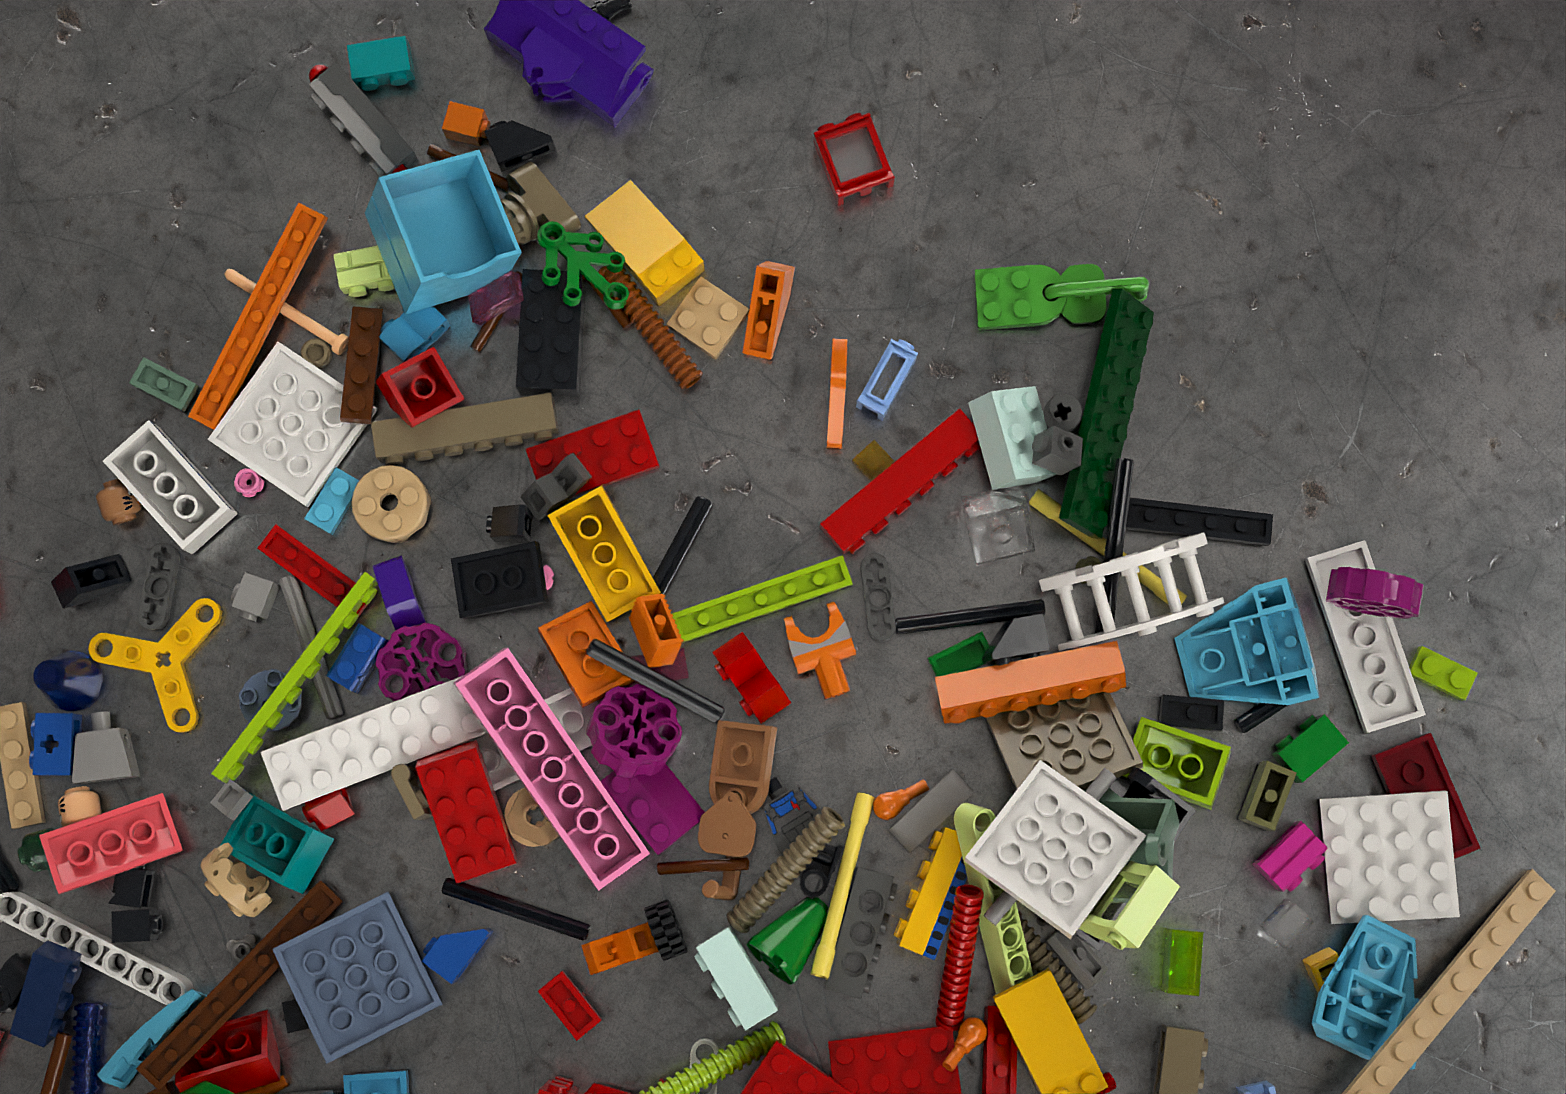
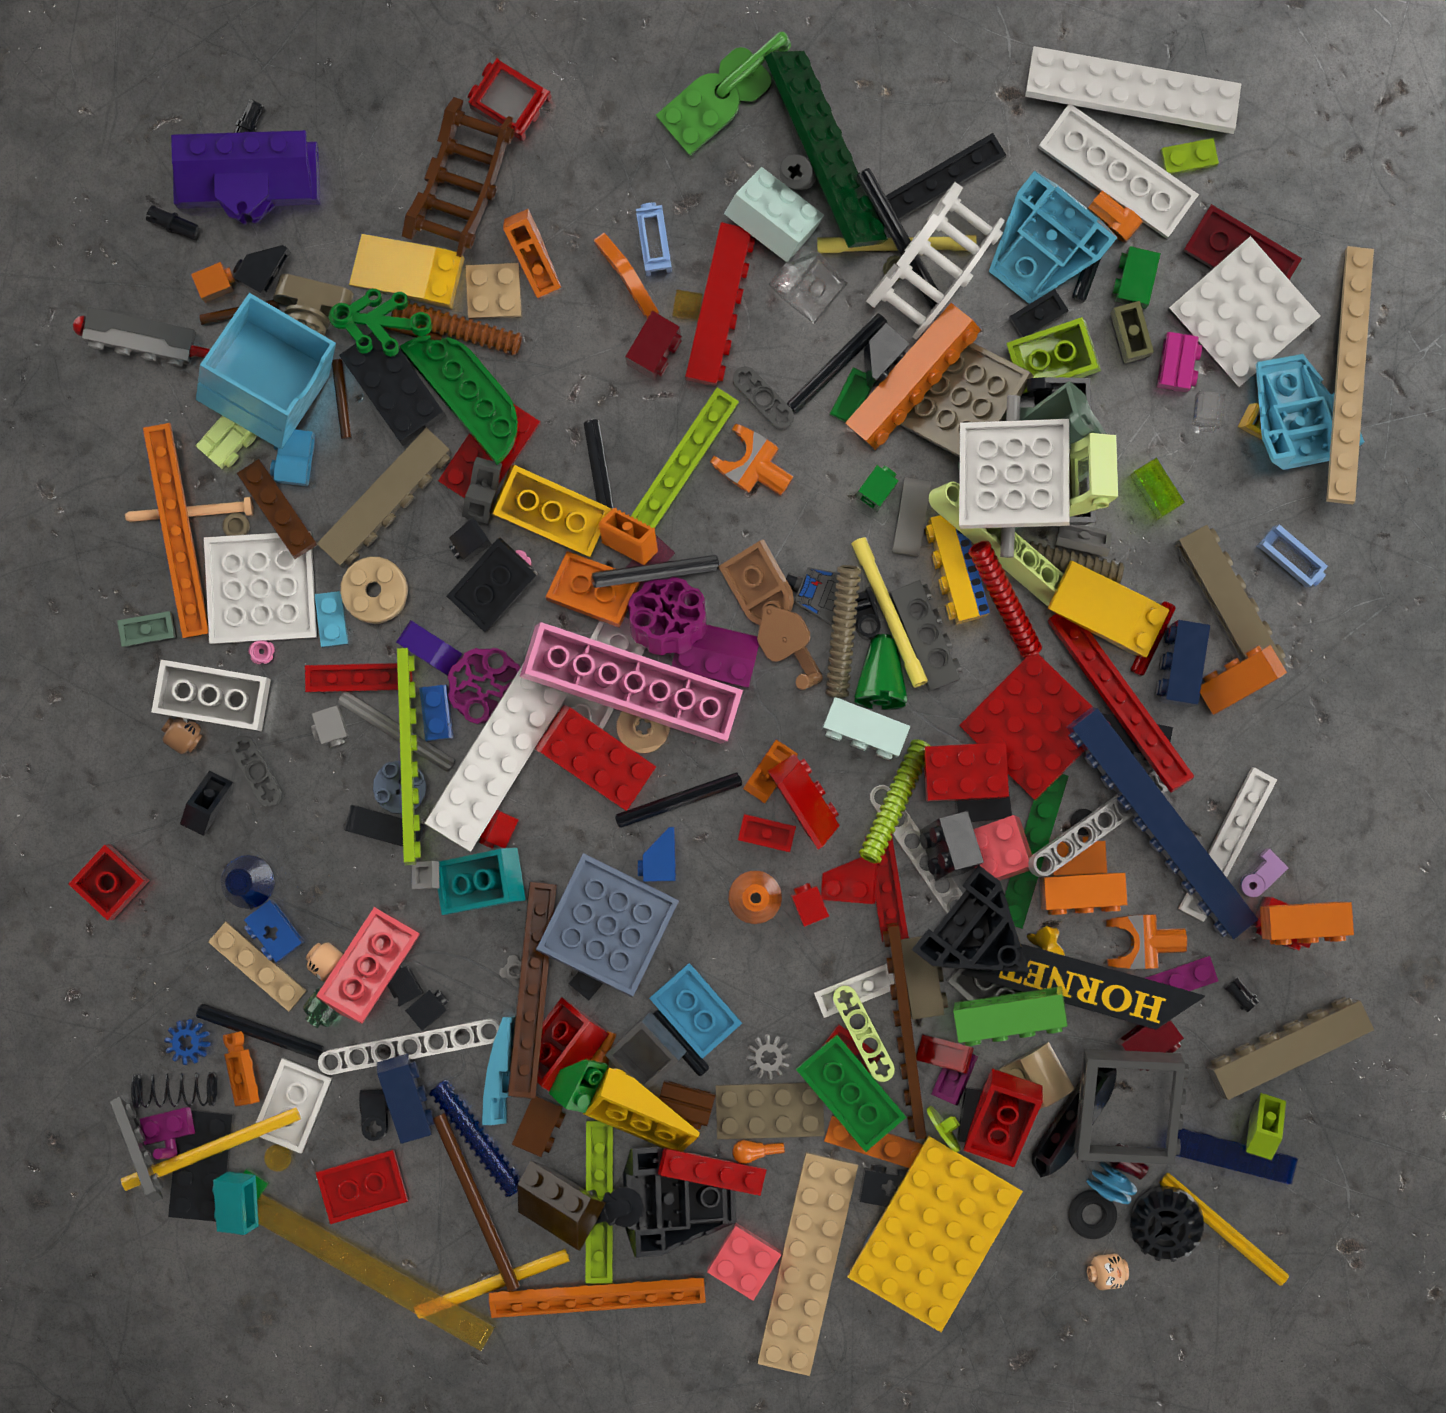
camera: 40 degrees left, 5 degrees up
(103, 753) = (311, 912): light grey torso -> none
(171, 680) = (284, 827): yellow piece -> none
(224, 719) = (377, 825): none -> black beam
(234, 884) = (465, 927): tan plate -> none
(381, 63) = (117, 283): teal brick -> none
(407, 783) = (555, 775): dark tan plate -> none
(419, 388) = (332, 494): red slope -> none
(471, 45) = (172, 222): none -> black axle
(495, 298) = (334, 390): clear pink plate -> none
(523, 1047) = (751, 883): none -> orange cone
(612, 389) = (467, 391): none -> green plate
(628, 1002) = (805, 799): none -> red slope
(665, 930) = (792, 733): black tyre -> none
(701, 866) = (784, 672): reddish brown bar -> none
(738, 175) = (437, 173): none -> reddish brown fence
(751, 677) = (719, 520): red brick -> none
(812, 474) = (653, 346): none -> dark red brick
(890, 804) = (880, 532): orange piece -> none
(919, 760) = (877, 487): none -> green brick
(970, 1034) = (1051, 646): orange piece -> none
(1057, 450) = (812, 201): dark grey brick -> none
(1332, 682) = (1120, 220): none -> orange piece
(1374, 592) = (1101, 136): magenta connector -> none
(1450, 586) = (1133, 90): none -> white plate

